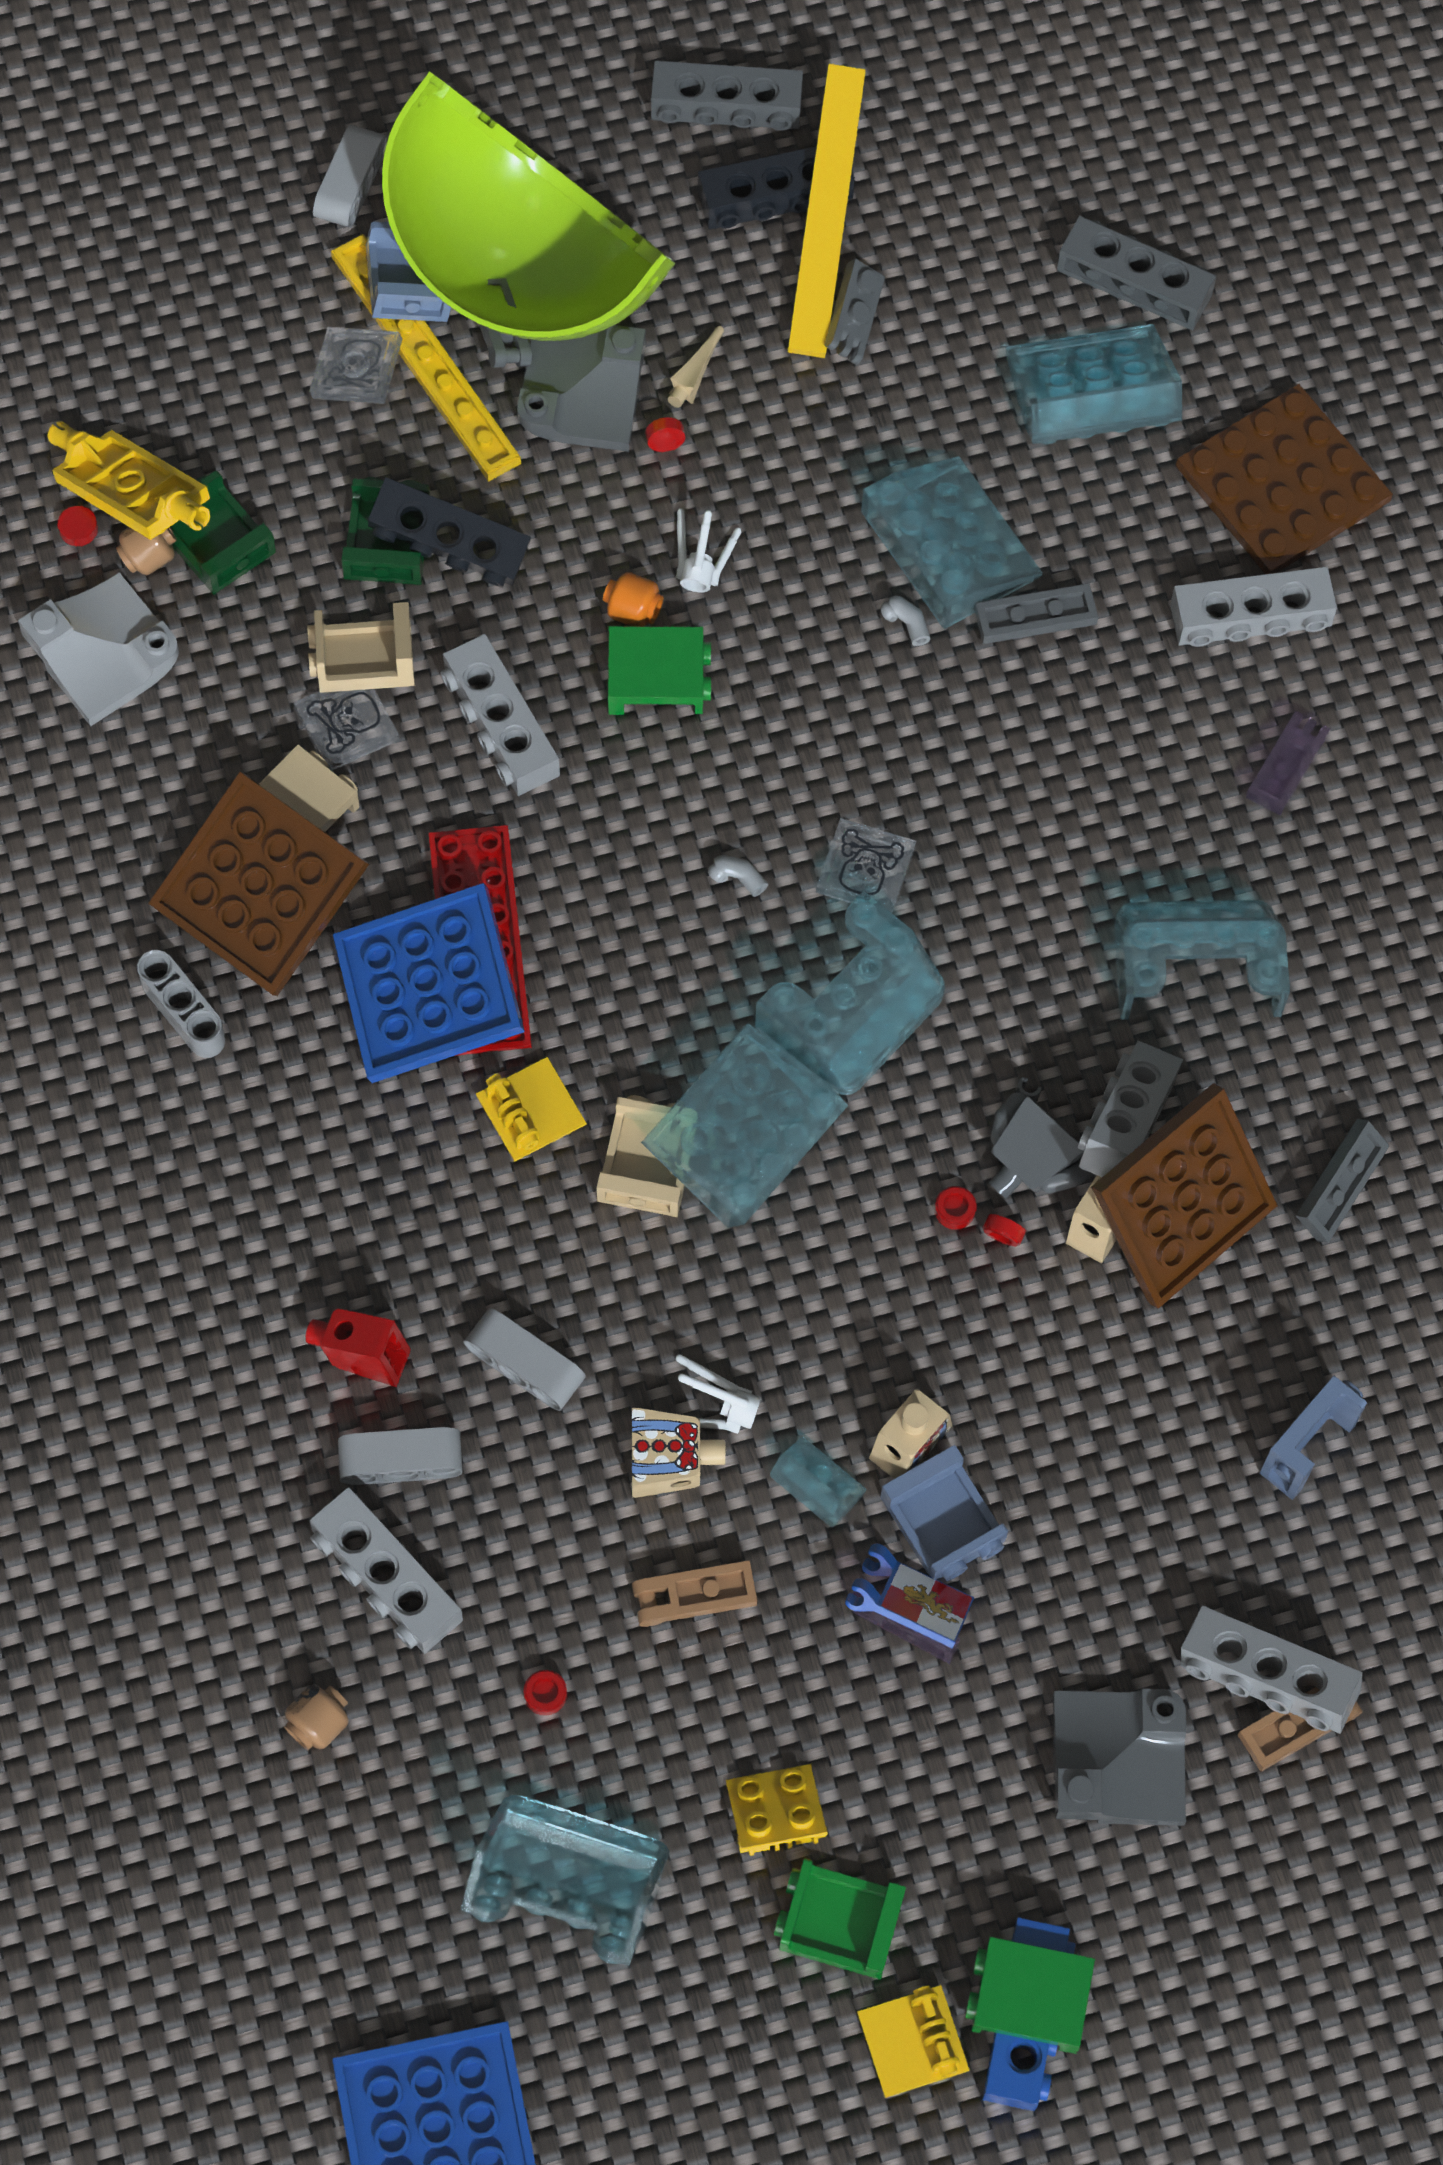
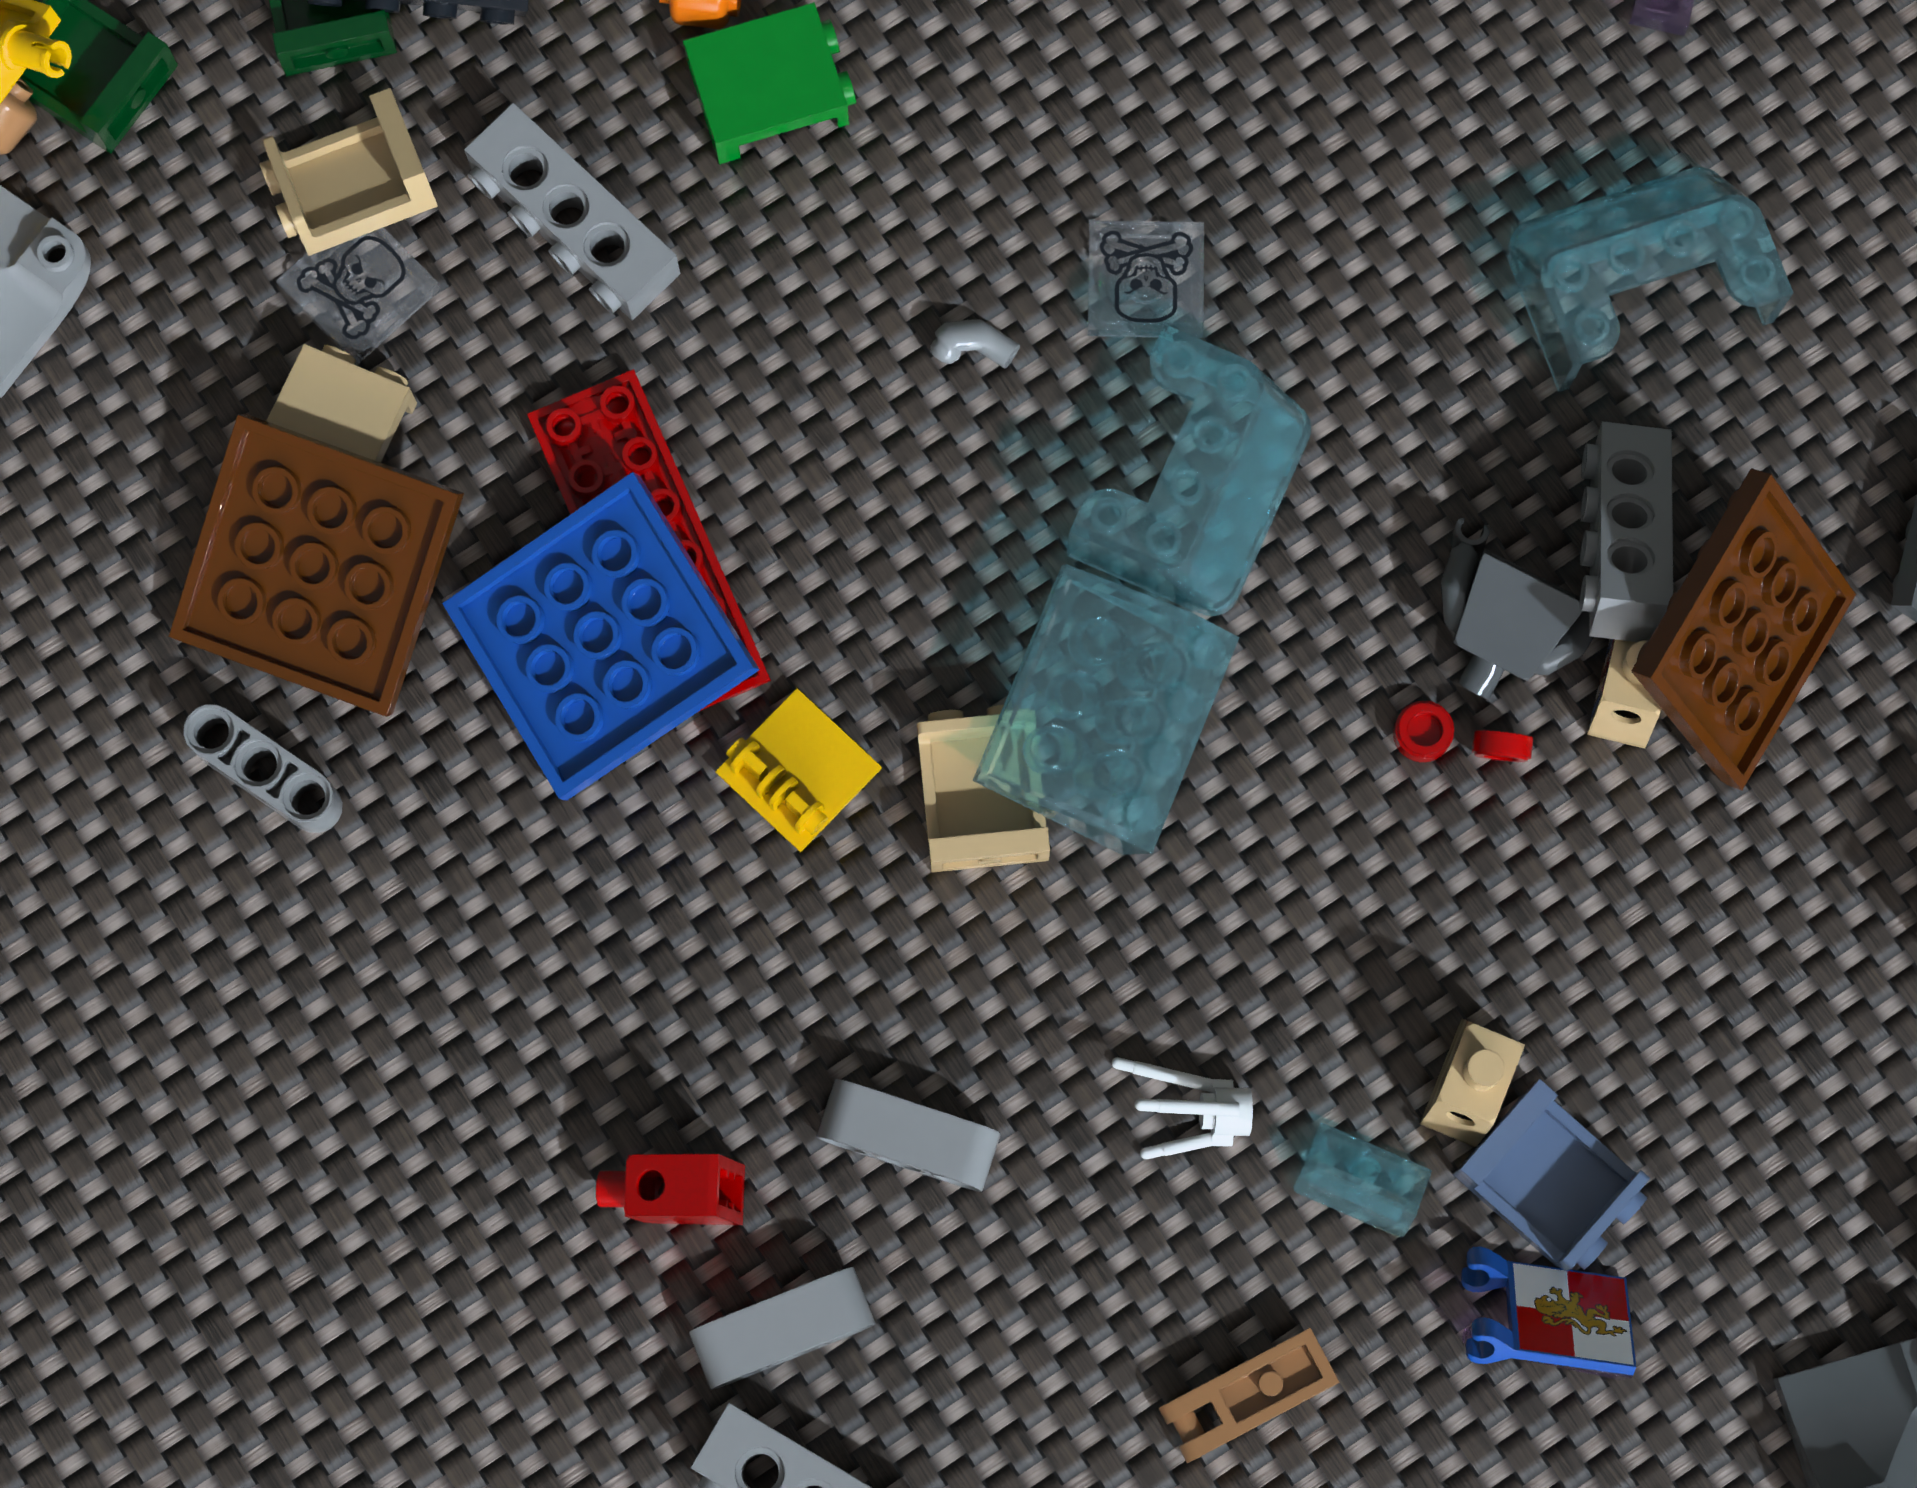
camera: 15 degrees left, 10 degrees up
(669, 1452) = (1150, 1206): torso -> none

